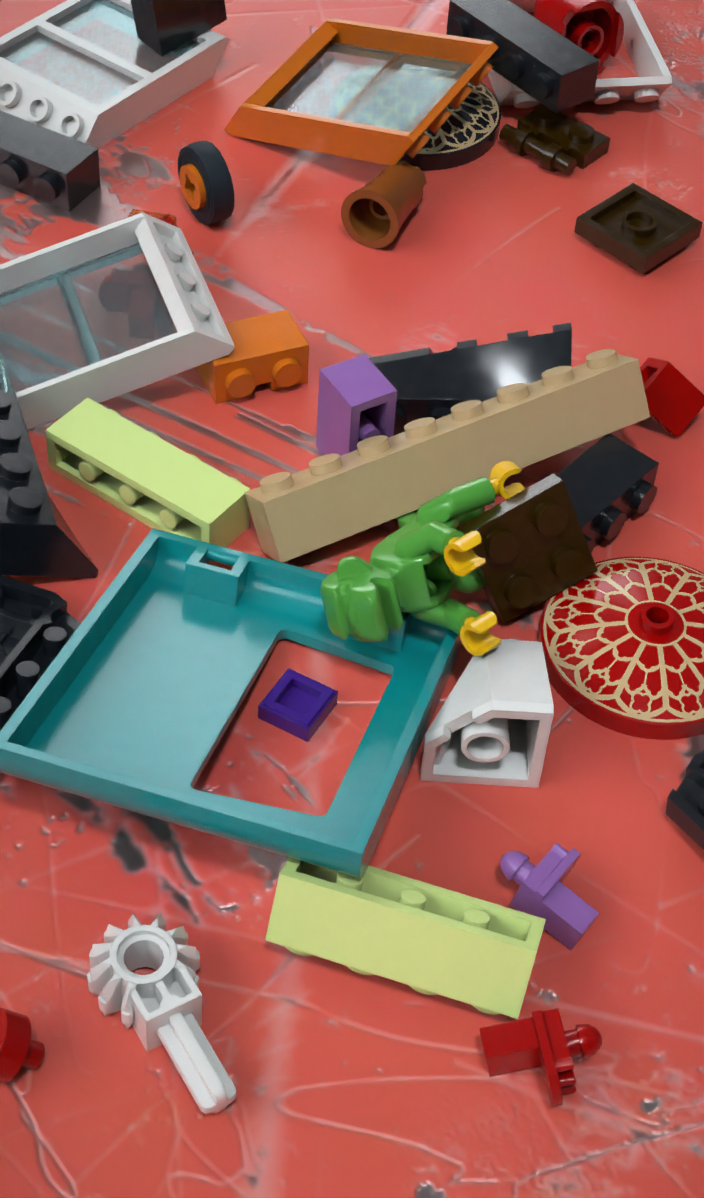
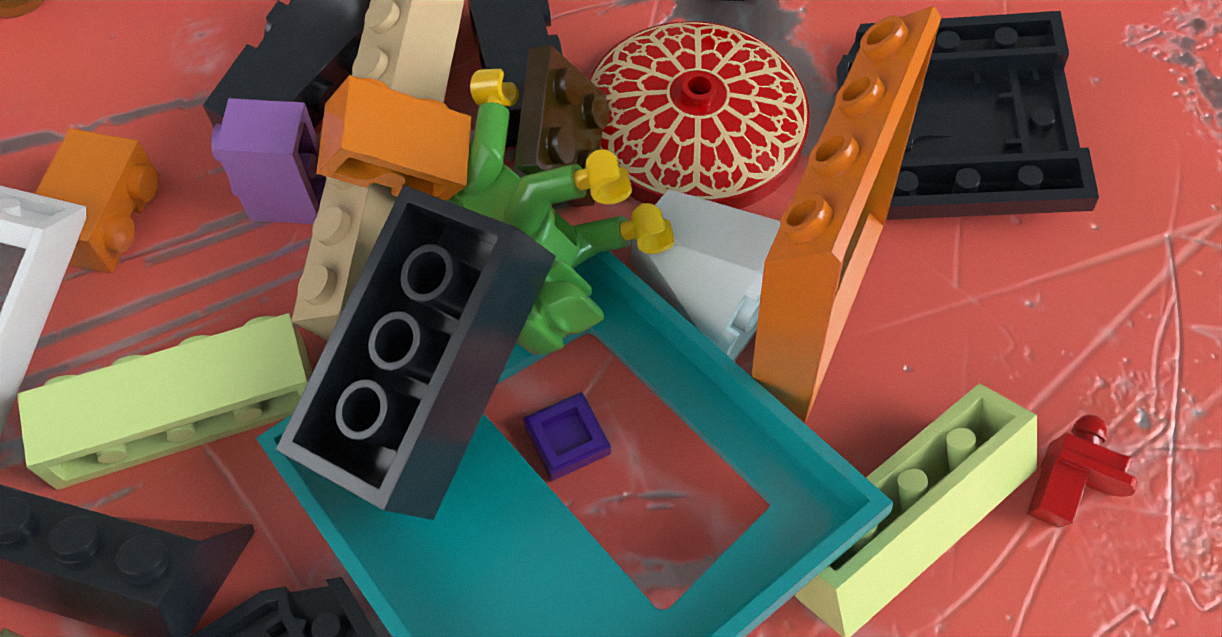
camera: 55 degrees left, 15 degrees up
(258, 543) = (416, 353): none -> black brick
(407, 448) = (393, 140): none -> orange brick
(545, 895) = (914, 363): medium lavender piece -> none
(546, 700) = (839, 210): none -> orange window

